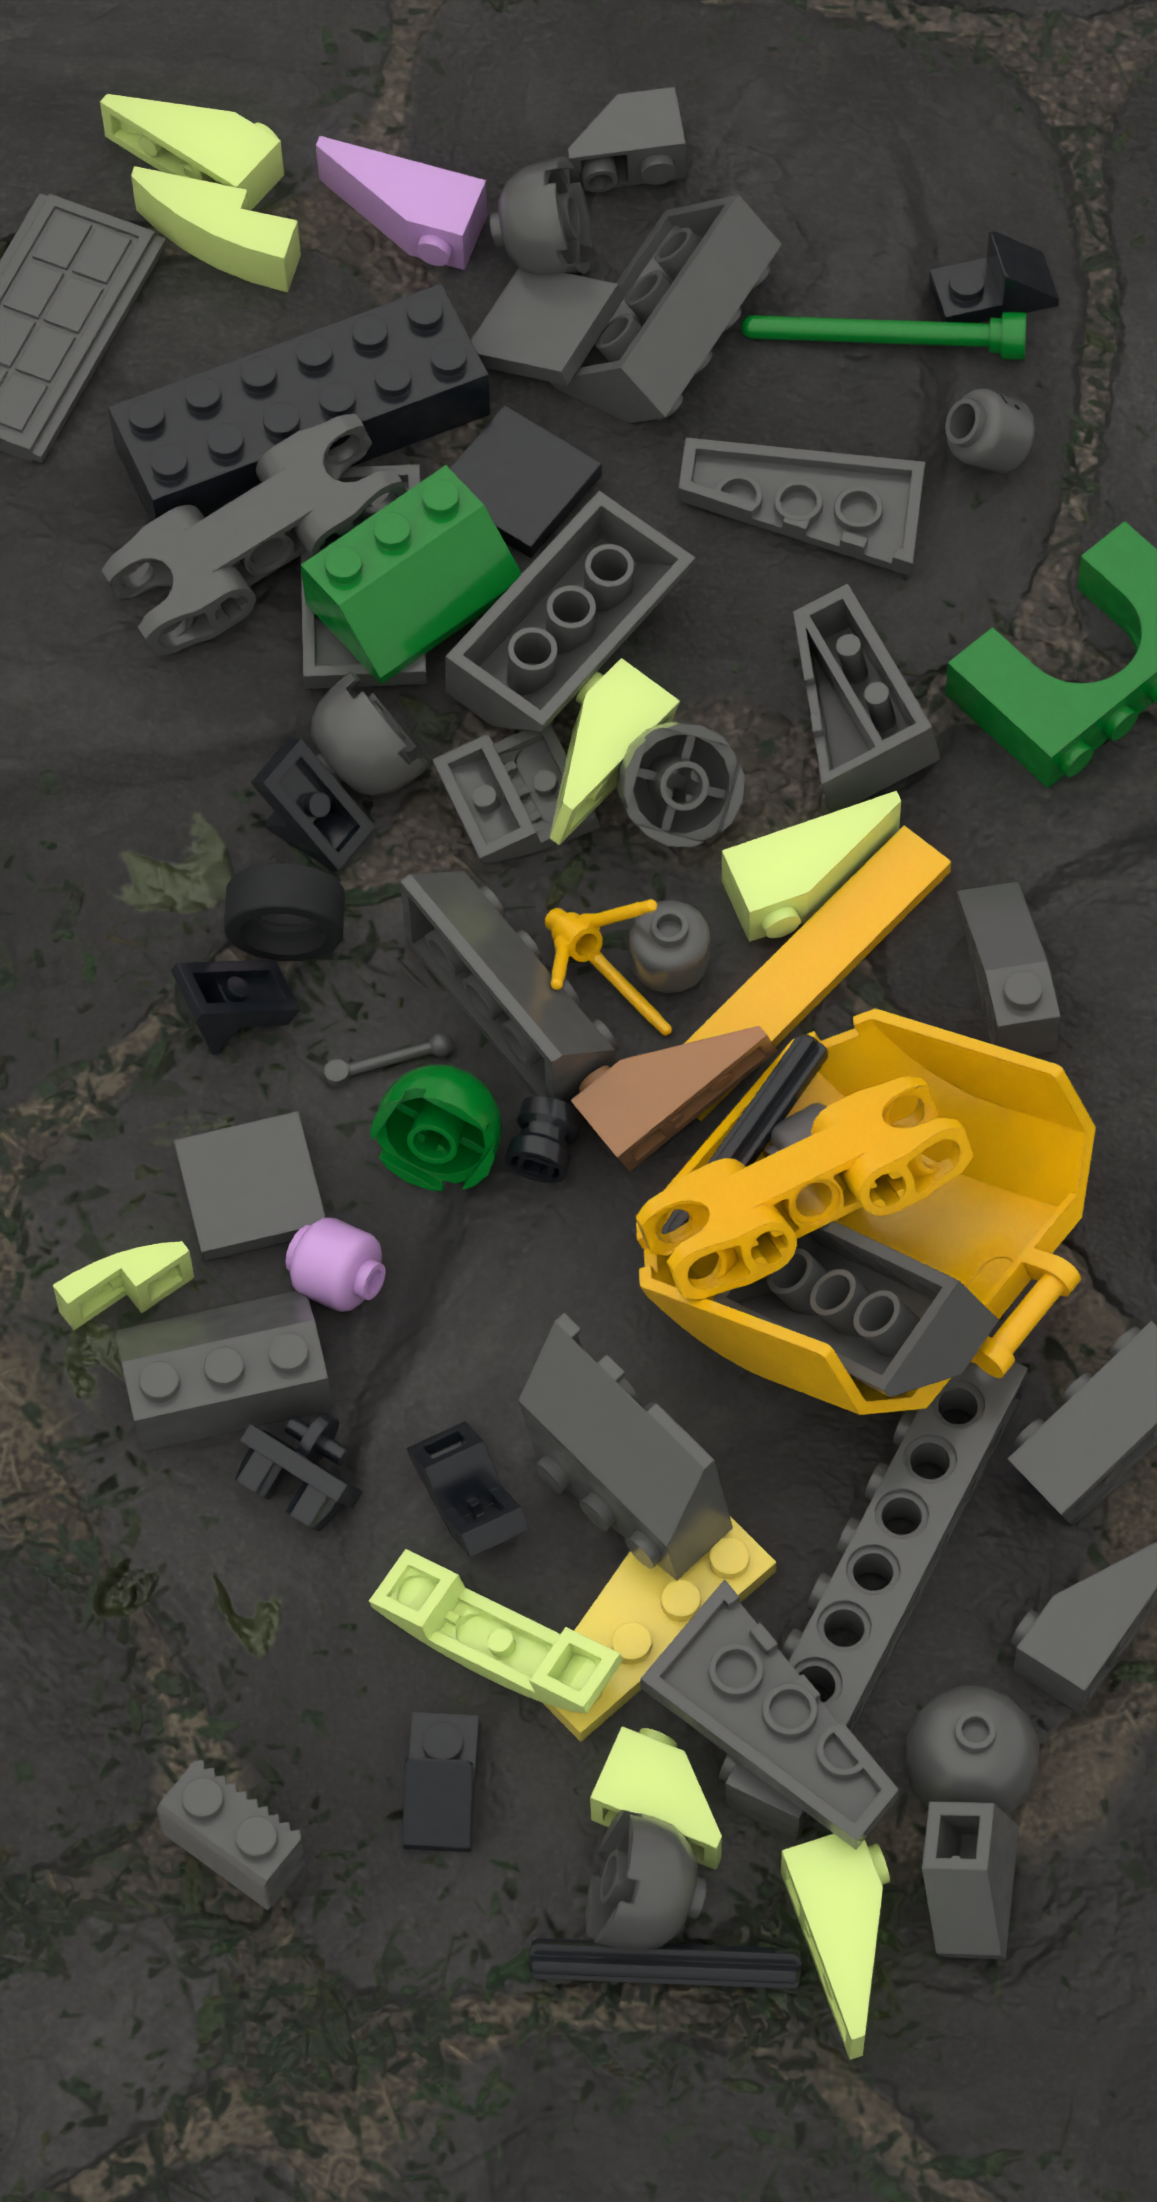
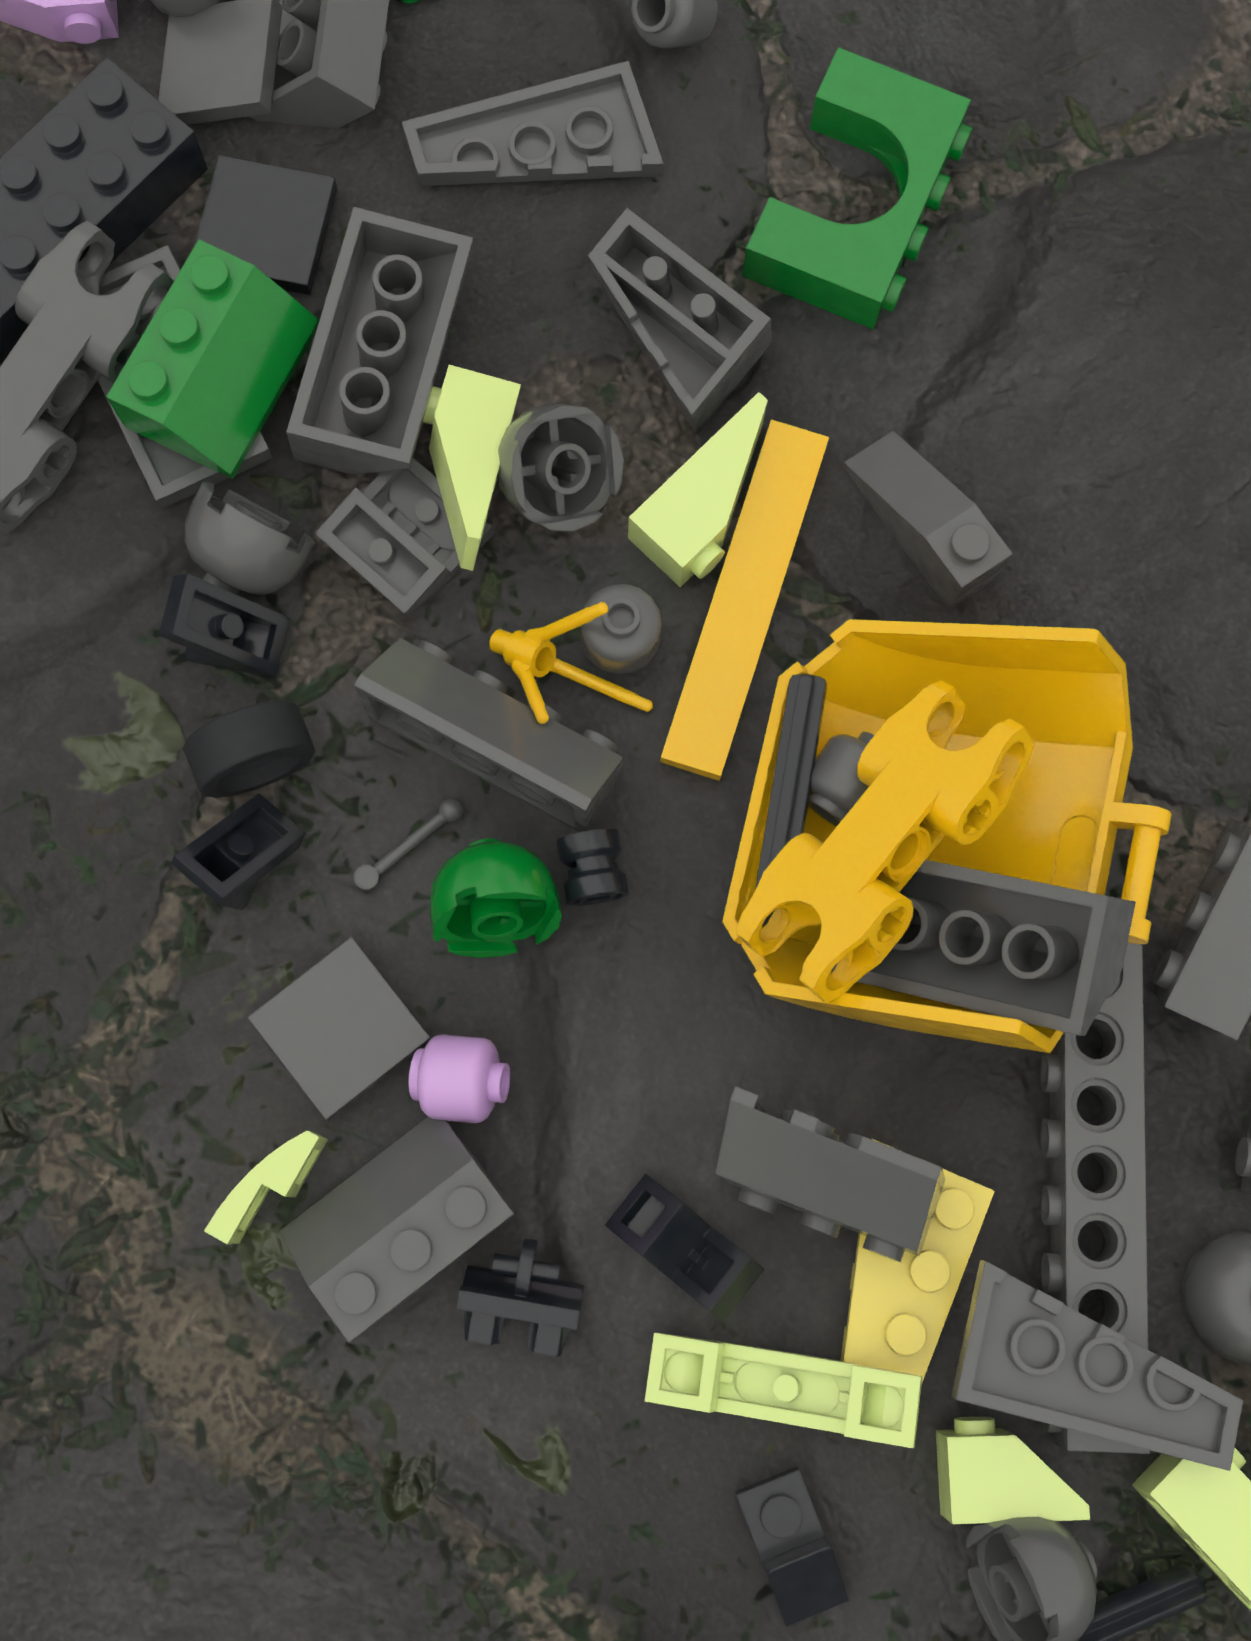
camera: 30 degrees left, 15 degrees up
(659, 1093) = (675, 787): medium nougat slope -> none

